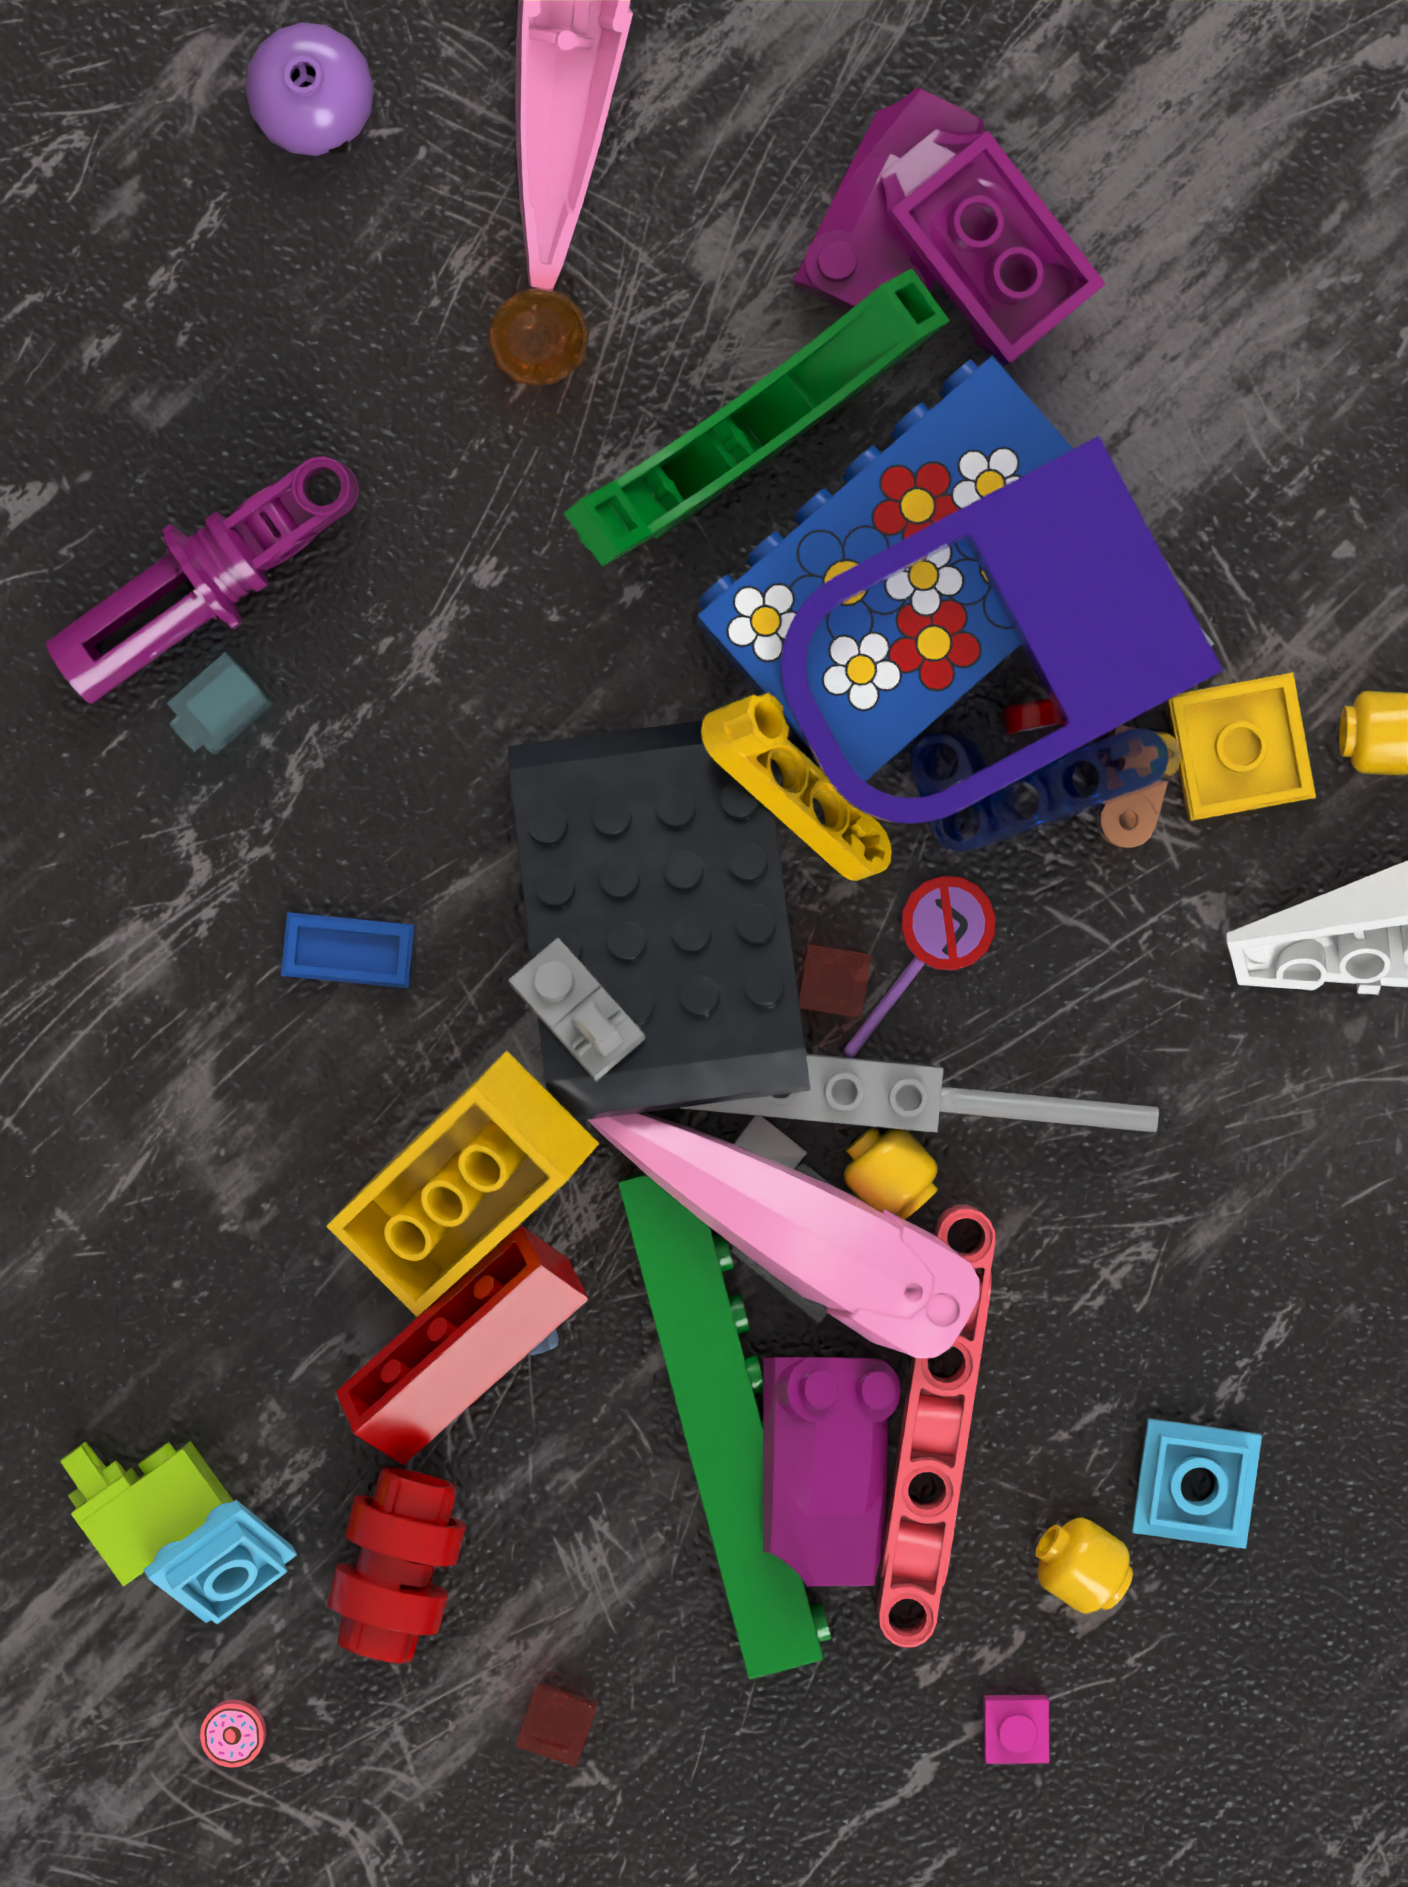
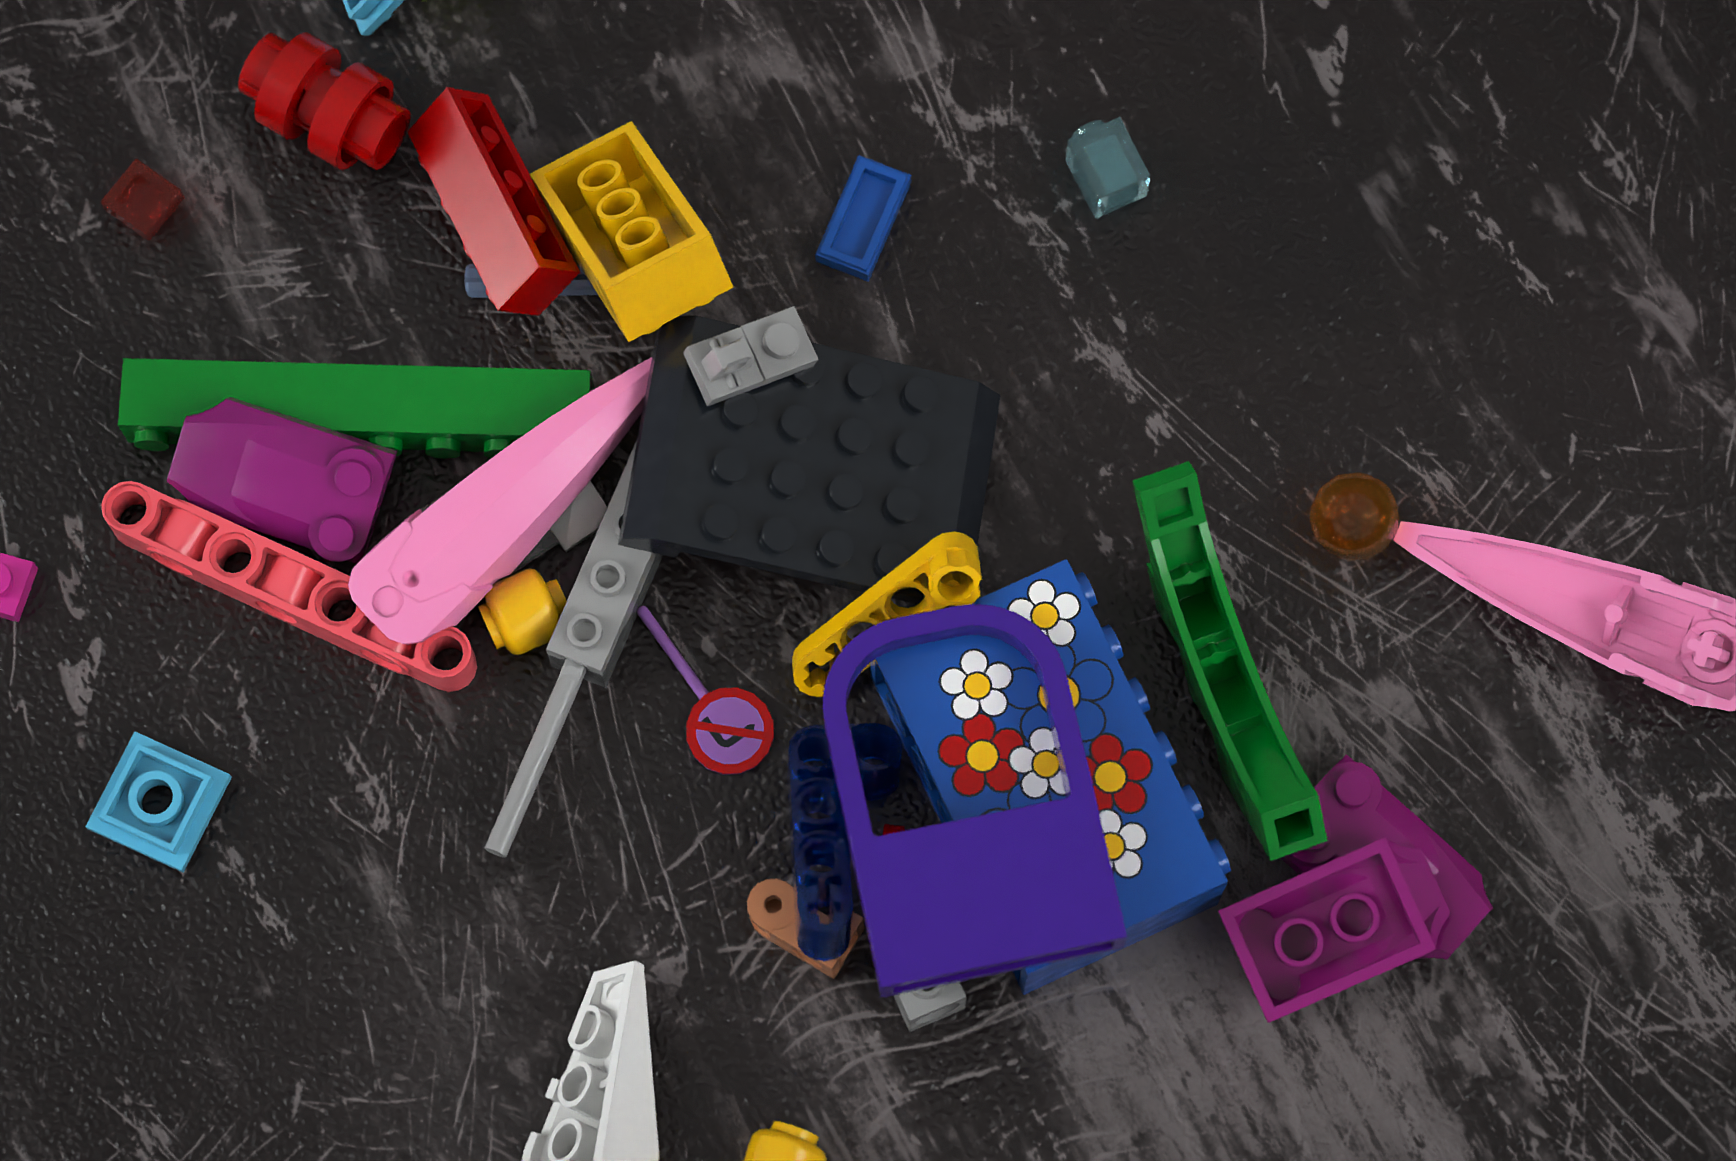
camera: 110 degrees right, 15 degrees down
(221, 564) = (1224, 187): magenta piece -> none
(312, 116) = (1626, 391): medium lavender cylinder -> none
(834, 981) = (709, 612): clear red plate -> none
(1084, 1565) = (120, 678): yellow head -> none
(1241, 746) = (809, 1036): yellow tile -> none

